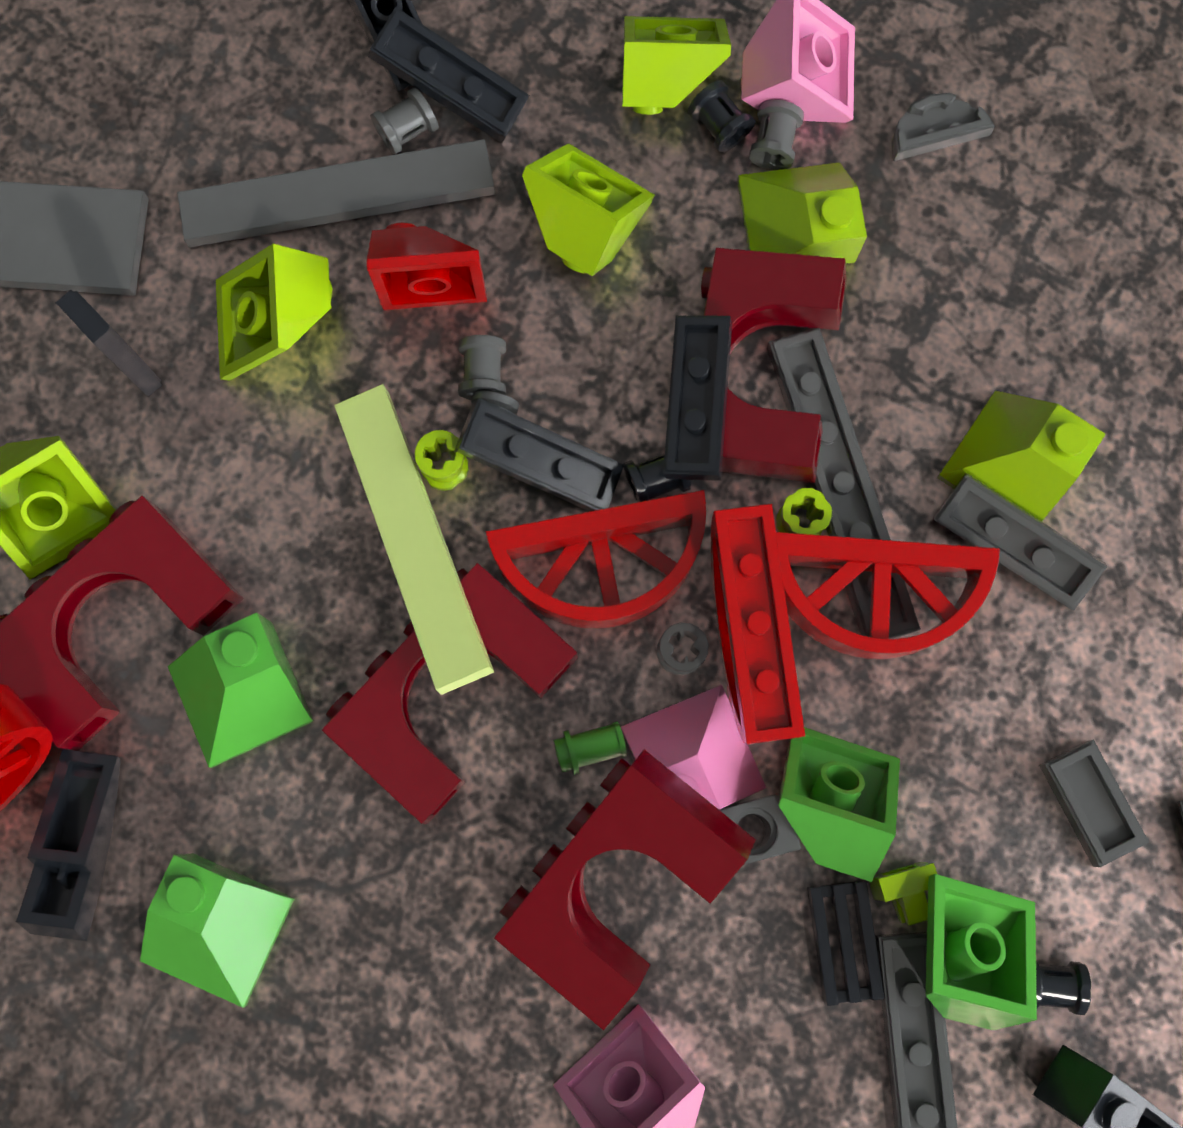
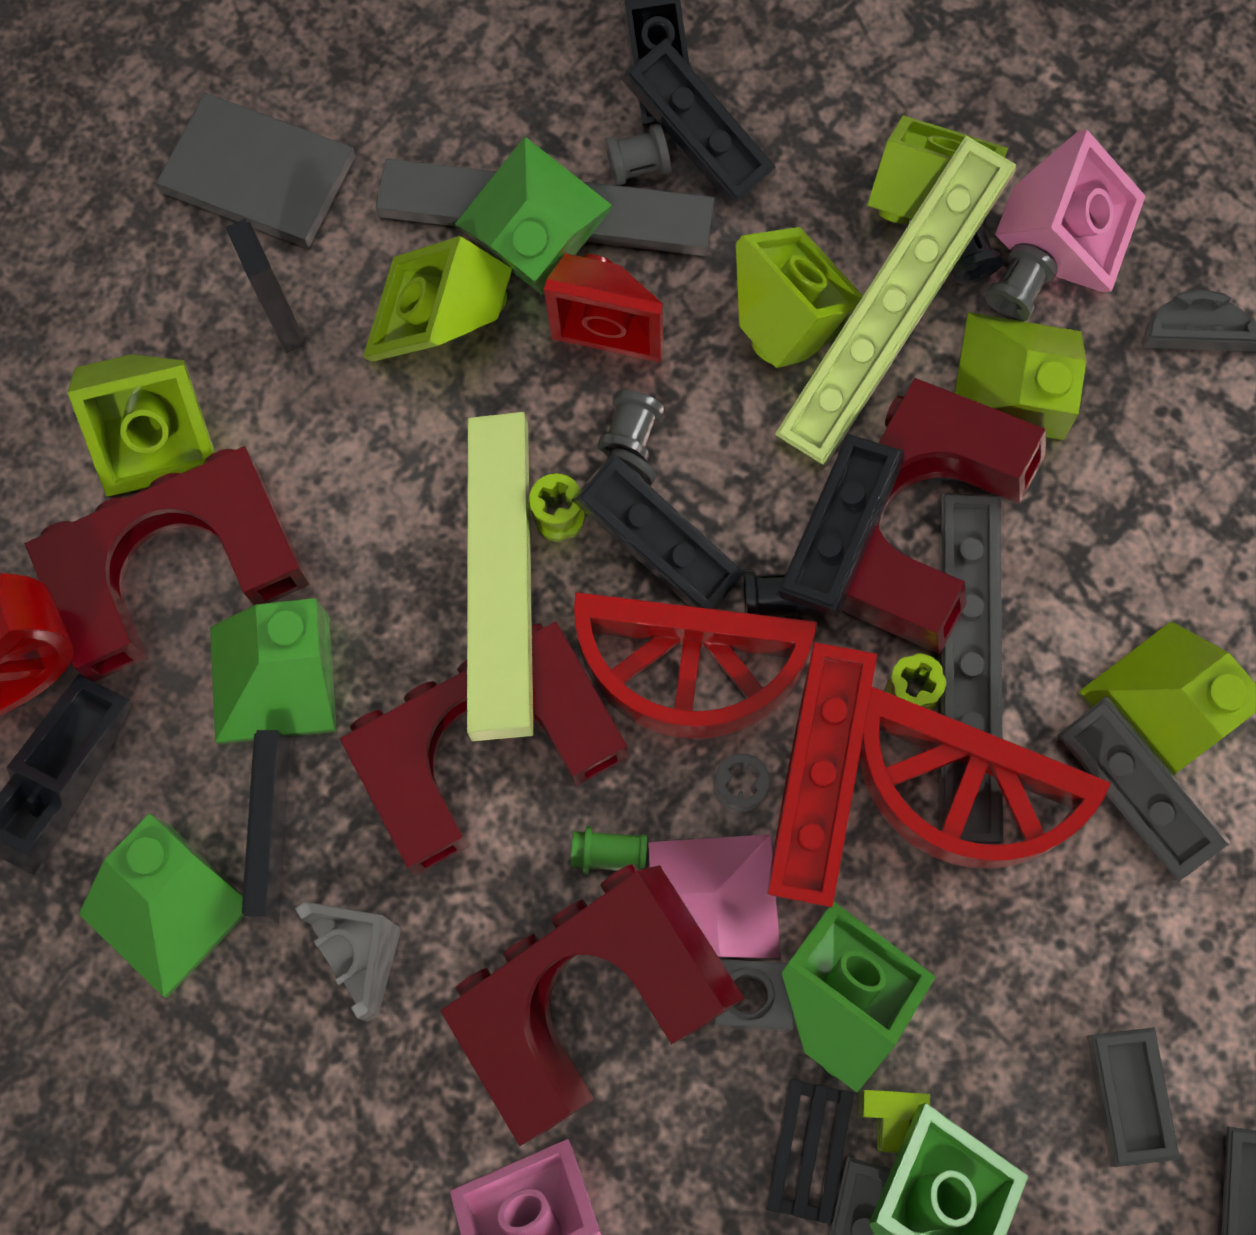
camera: 25 degrees right, 5 degrees down
(282, 828) = (266, 827): none -> black tile
(329, 203) = (533, 214): none -> bright green slope
(401, 910) = (357, 949): none -> light grey slope
(677, 182) = (896, 300): none -> yellowish green tile

